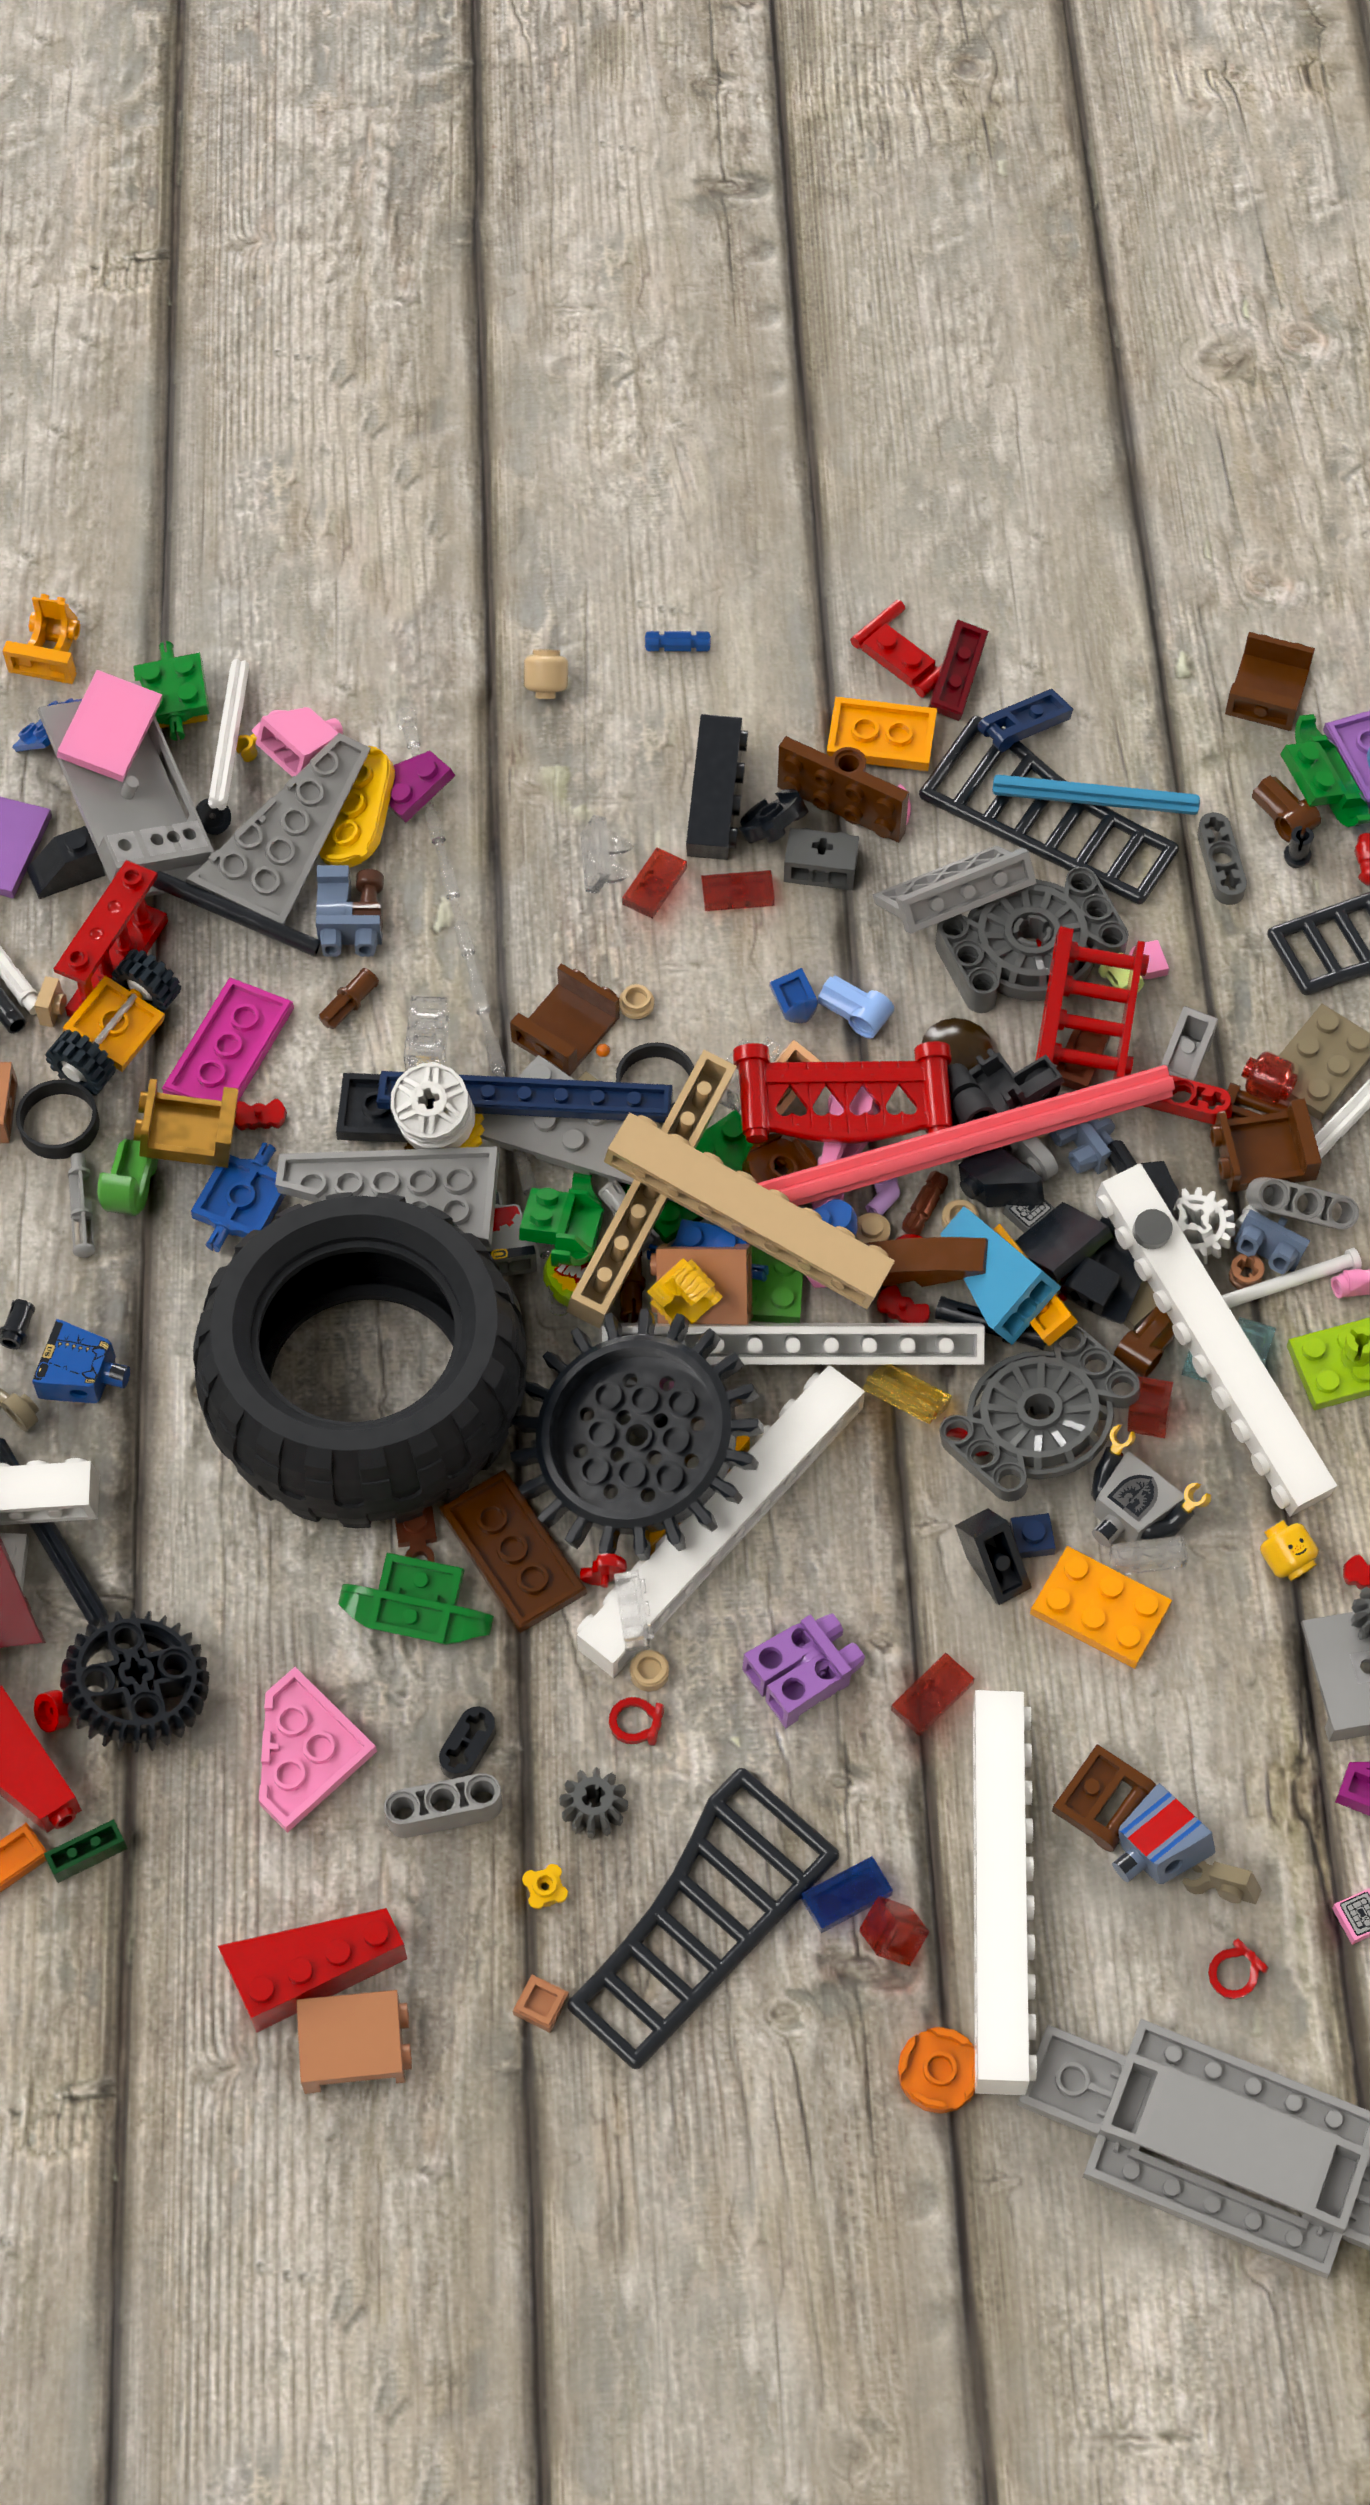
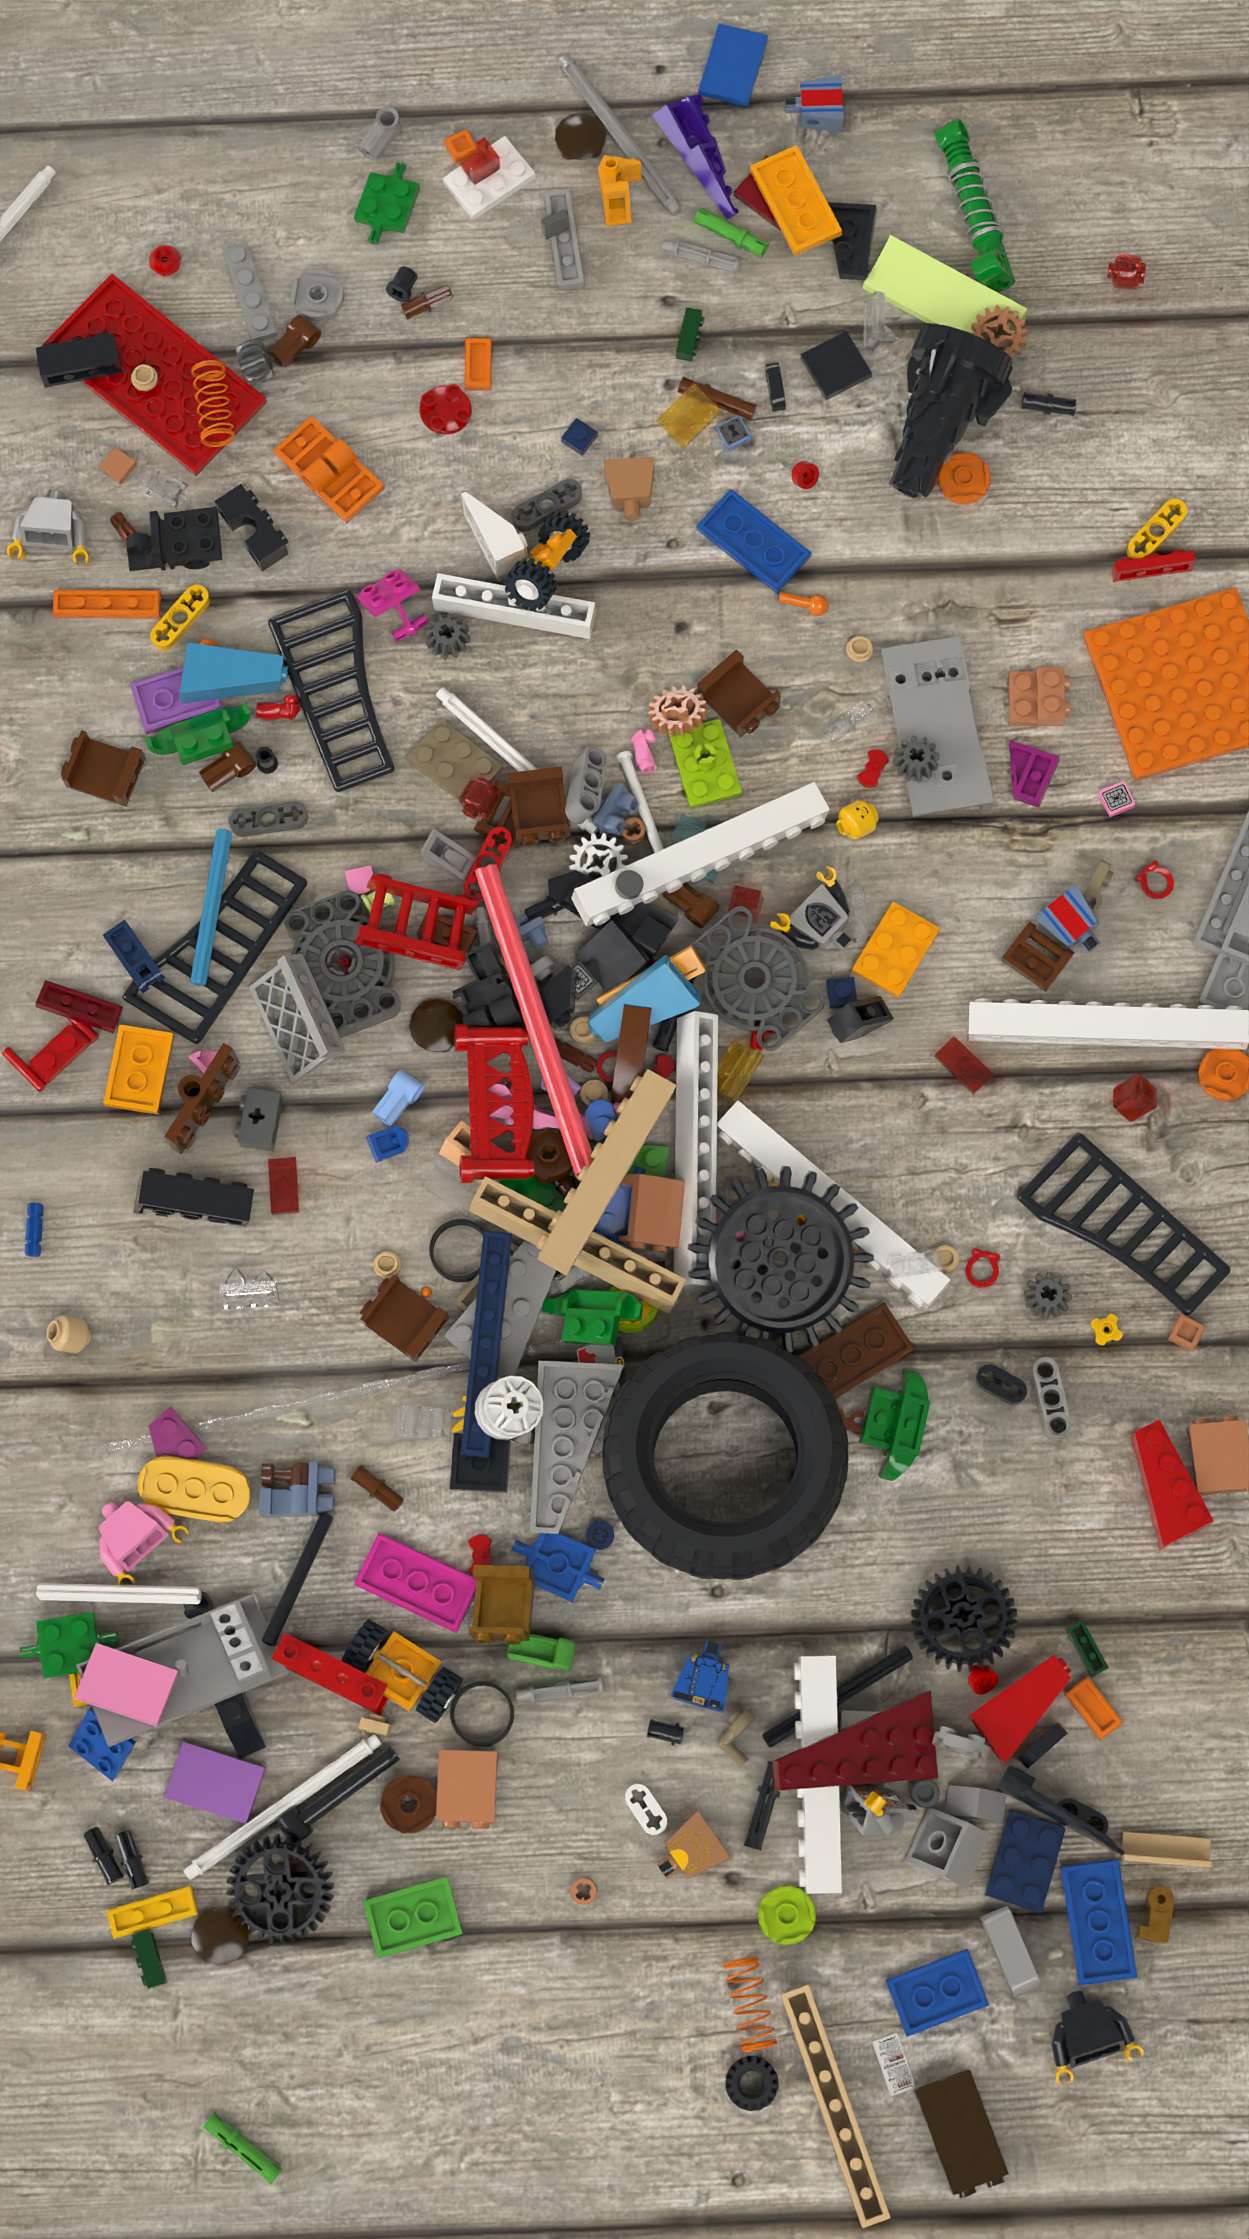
camera: 85 degrees left, 15 degrees up
(279, 843) = (240, 1548): light grey wing -> none
(305, 1749) = (1008, 1497): bright pink plate -> none
(603, 1570) = (874, 1288): red piece -> none
(654, 882) = (276, 1249): clear red plate -> none
(684, 1292) = (667, 1218): yellow hair -> none
(770, 819) = (233, 1148): black plate -> none
(801, 1666) = (946, 1152): medium lavender hips -> none
(846, 1894) = (1109, 1128): clear blue plate -> none

